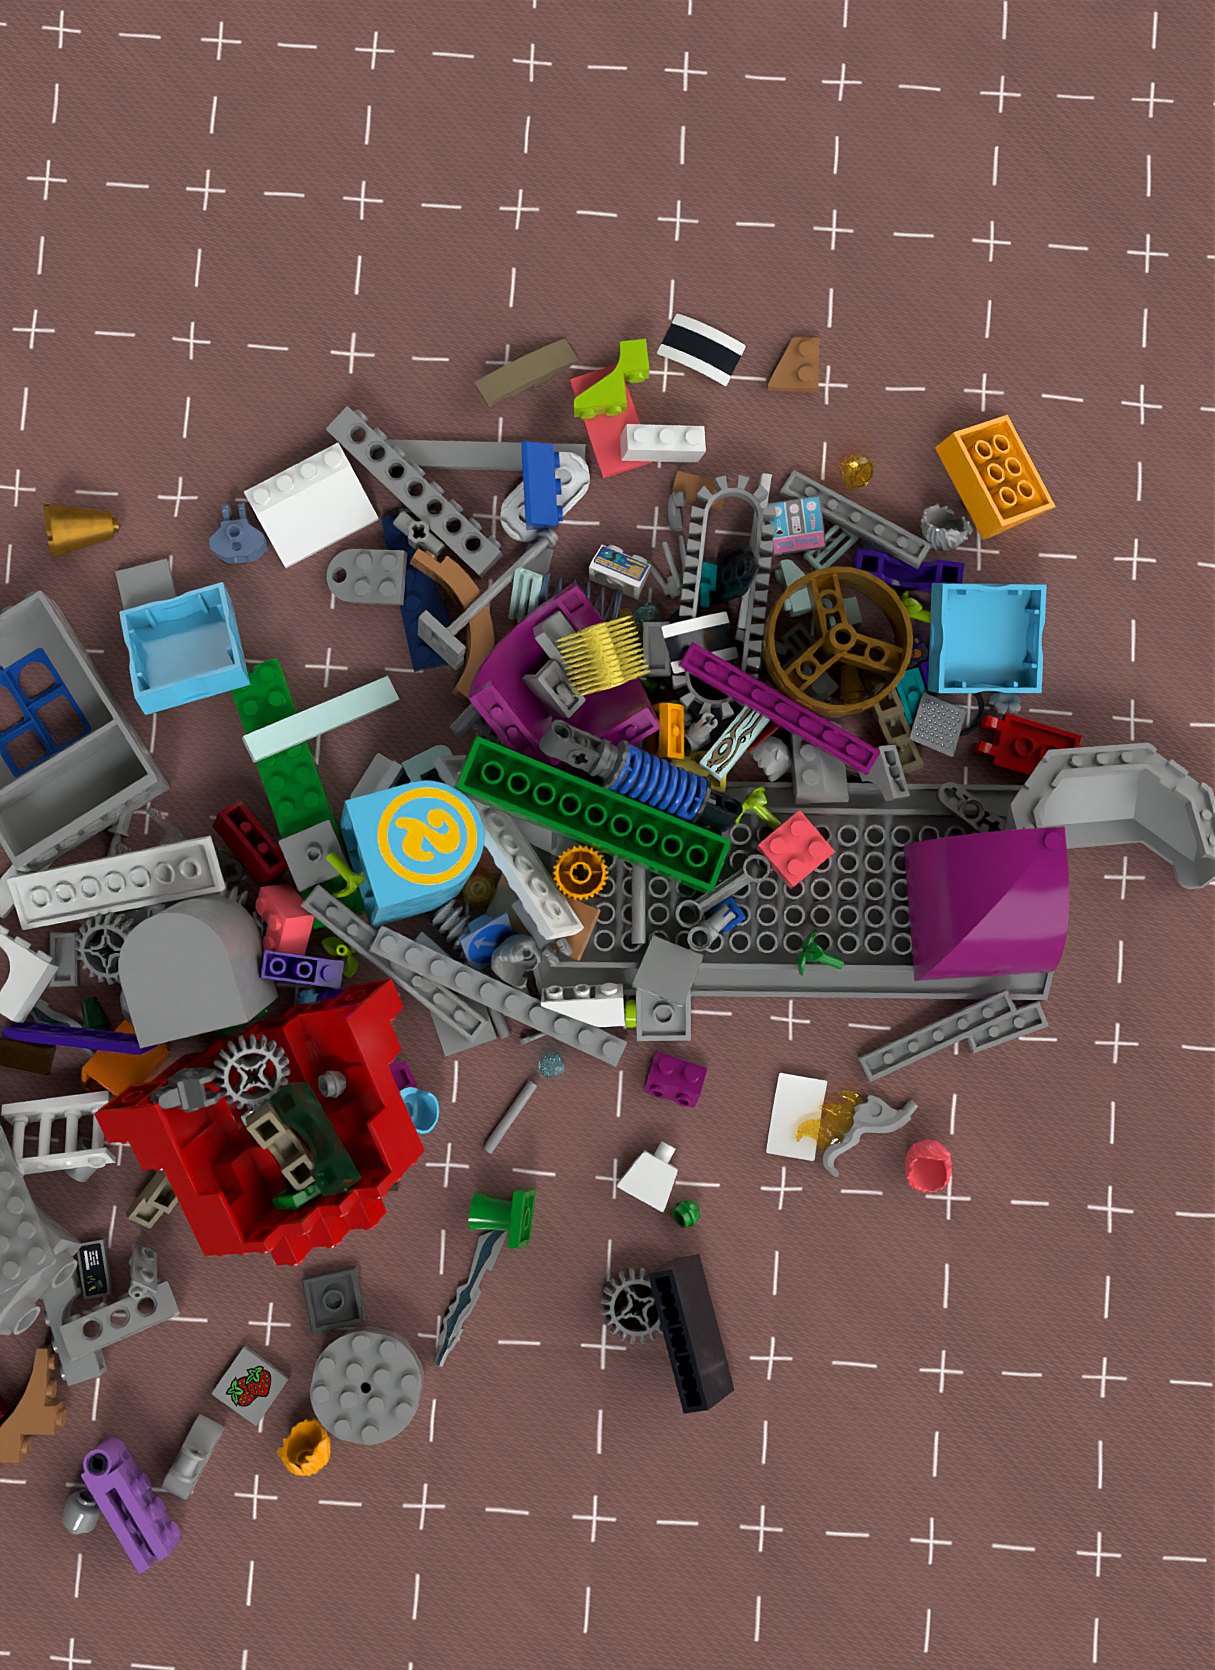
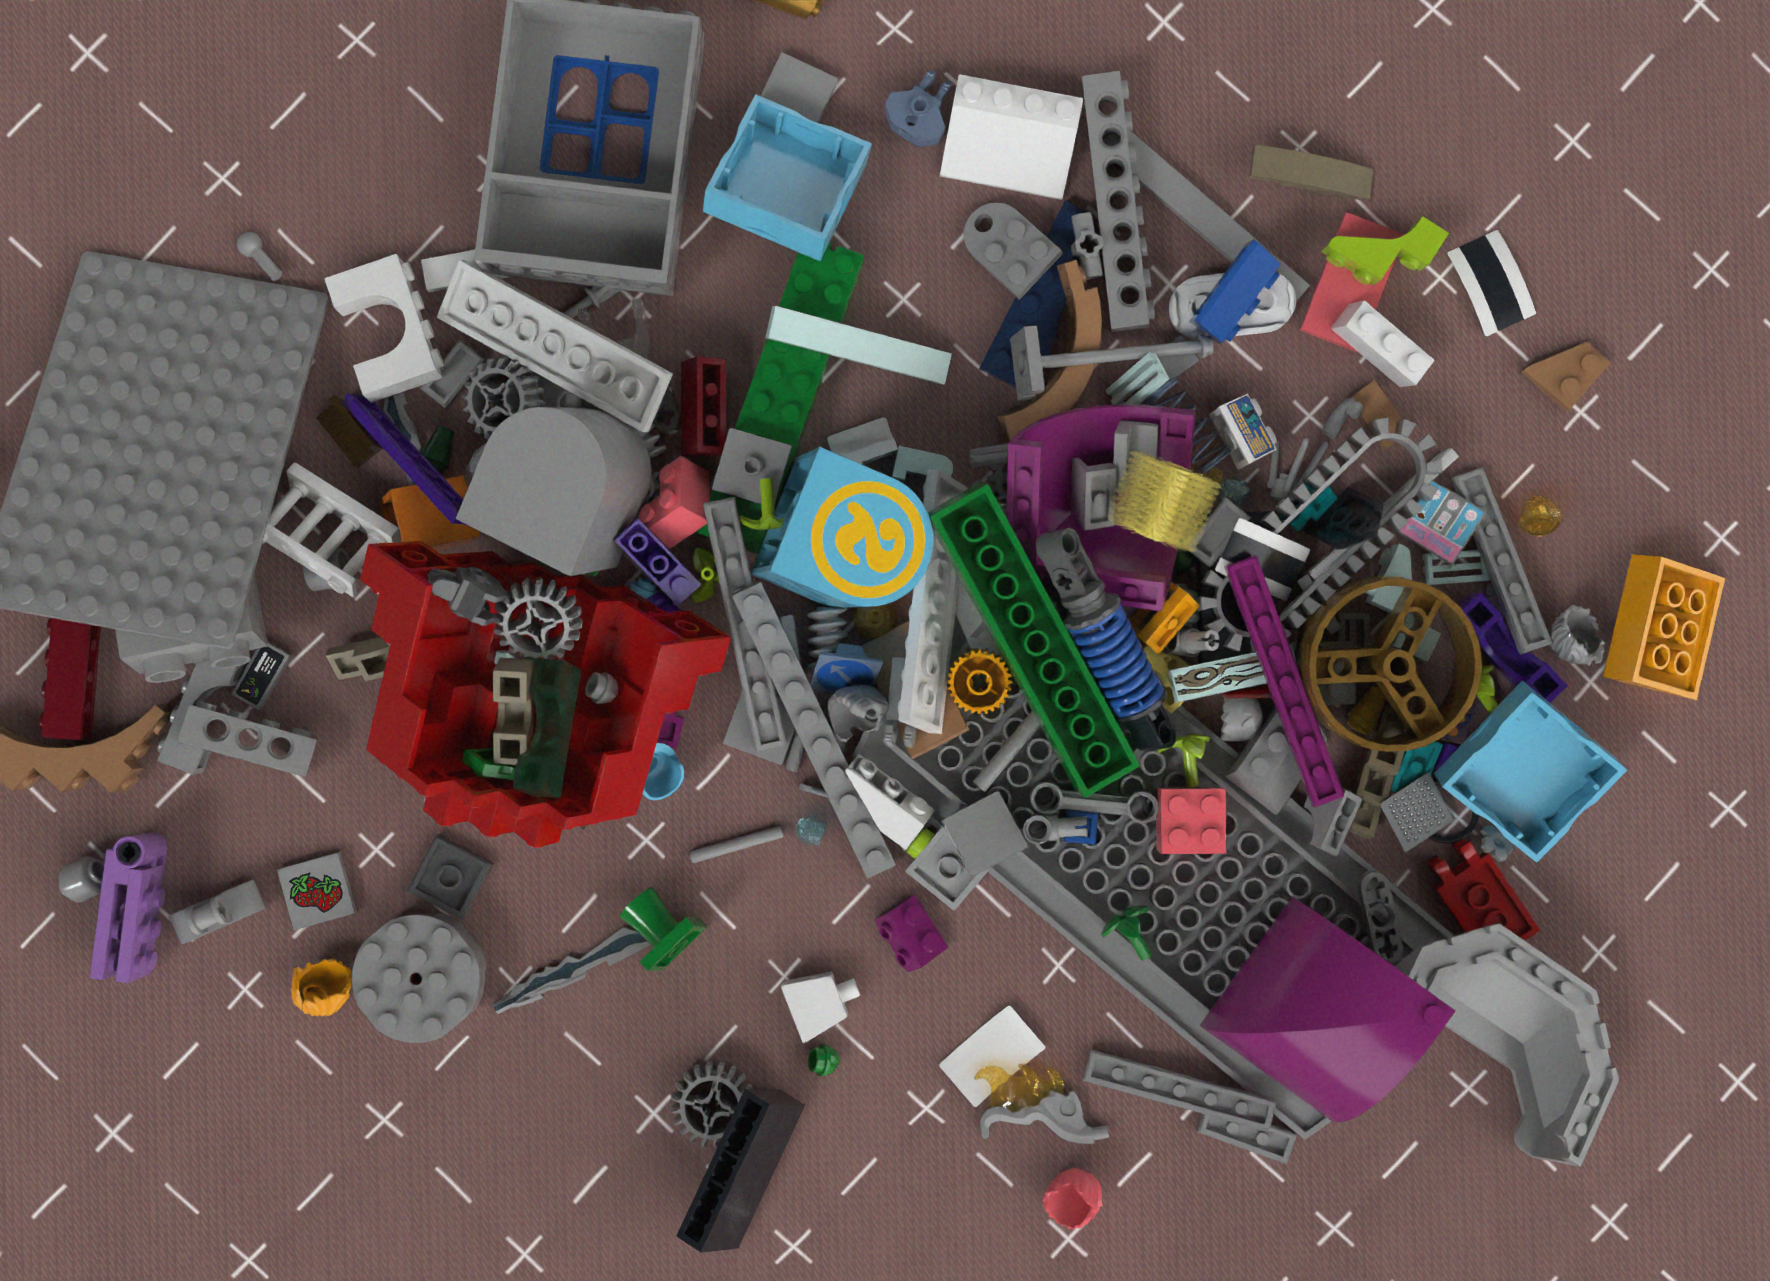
camera: 40 degrees right, 5 degrees up
(143, 1271) = (301, 714): light grey hinge -> none

